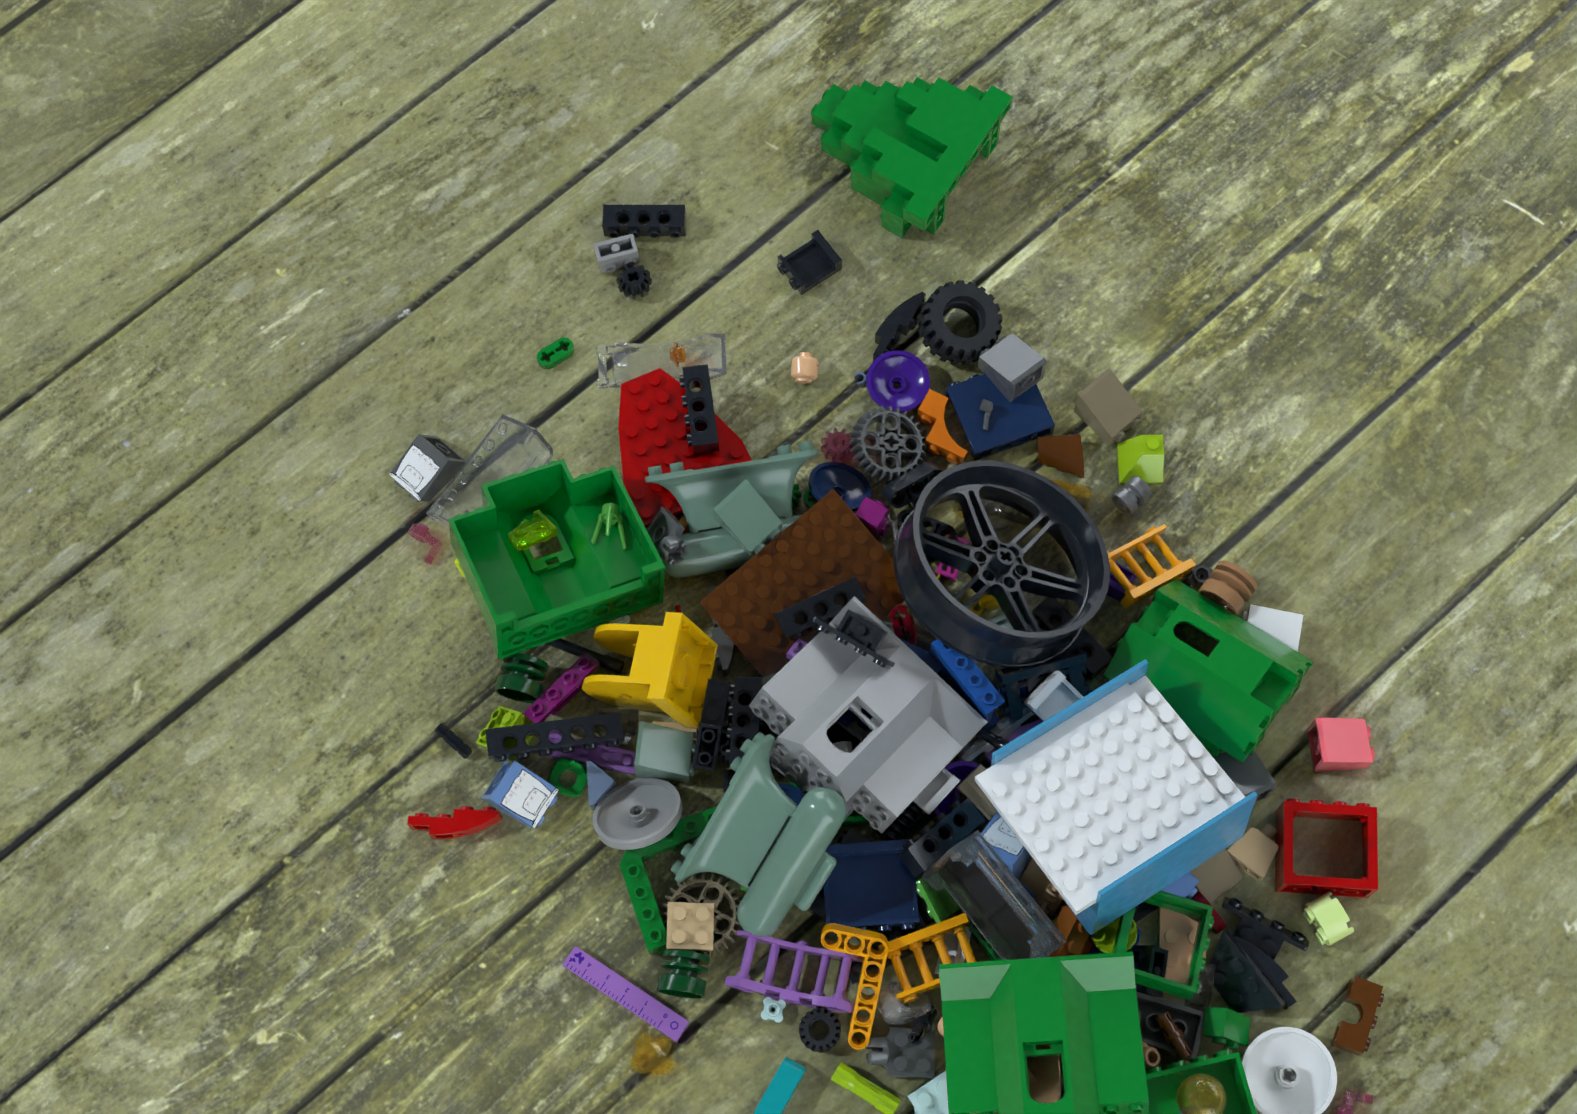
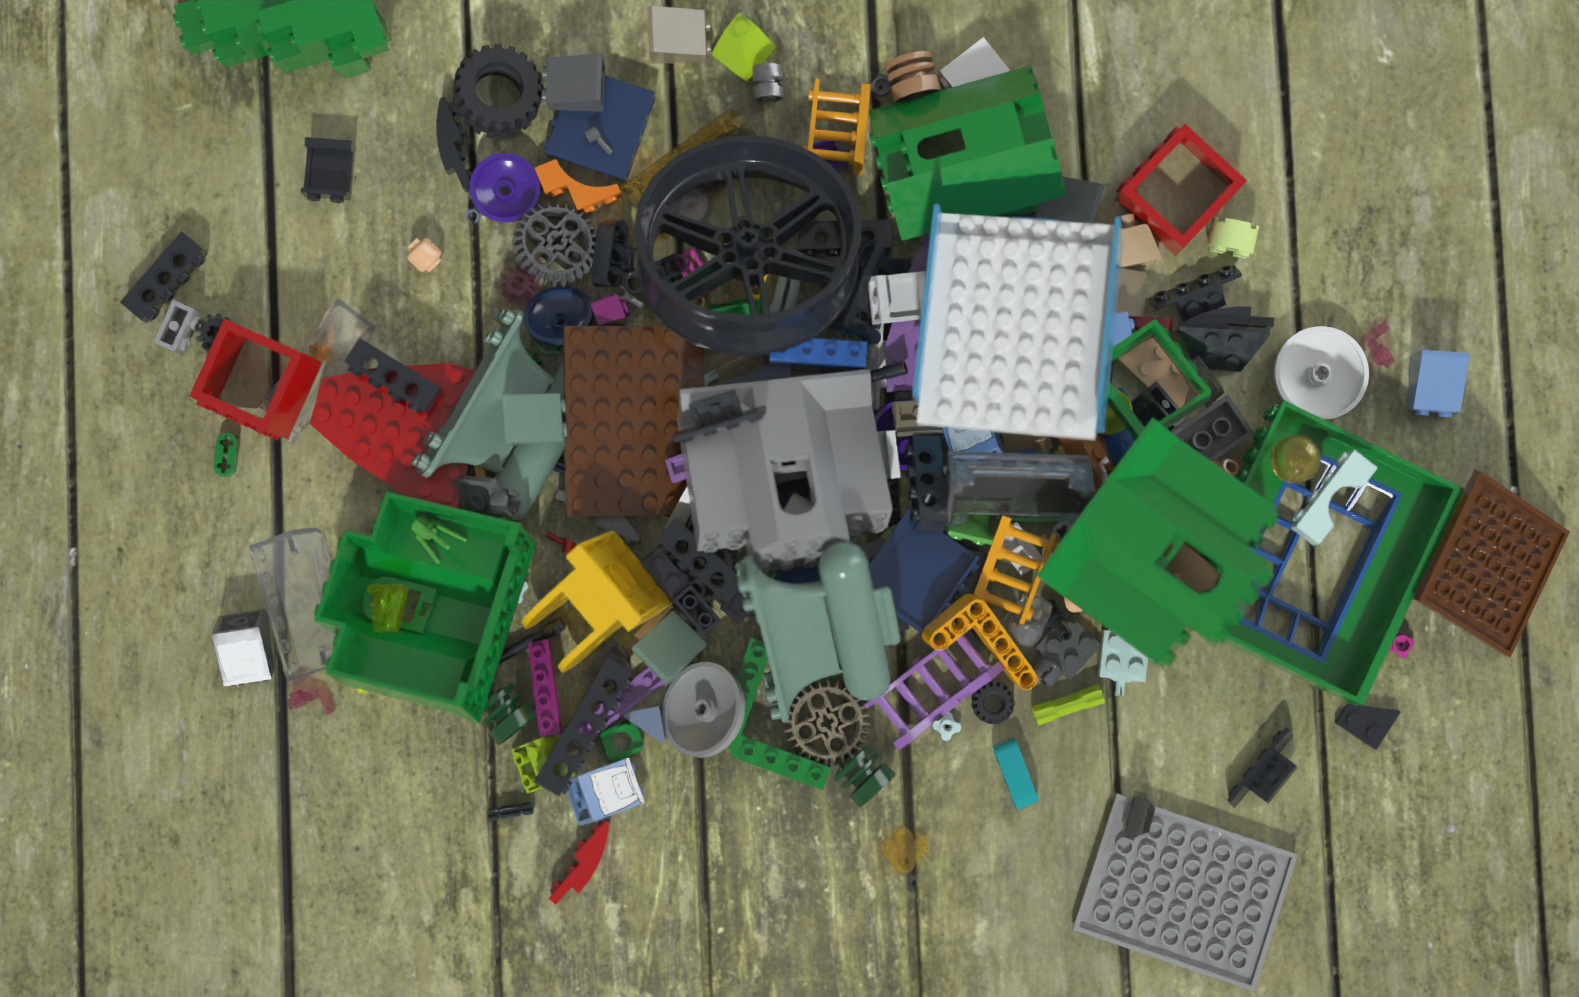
camera: 55 degrees left, 15 degrees up
(626, 994) = (838, 833): medium lavender tile -> none
(630, 352) = (288, 397): none -> red window
(690, 926) = (831, 741): tan plate -> none
(786, 617) = (640, 454): black brick -> none
(908, 624) = (723, 369): dark red beam -> none
(1062, 453) = (682, 106): reddish brown slope -> none
(1174, 1036) = (1226, 436): reddish brown pin -> none
(1226, 1027) = (1250, 388): green brick -> none
(1340, 744) = (1108, 103): coral slope -> none
(1366, 998) = (1313, 262): reddish brown arch -> none

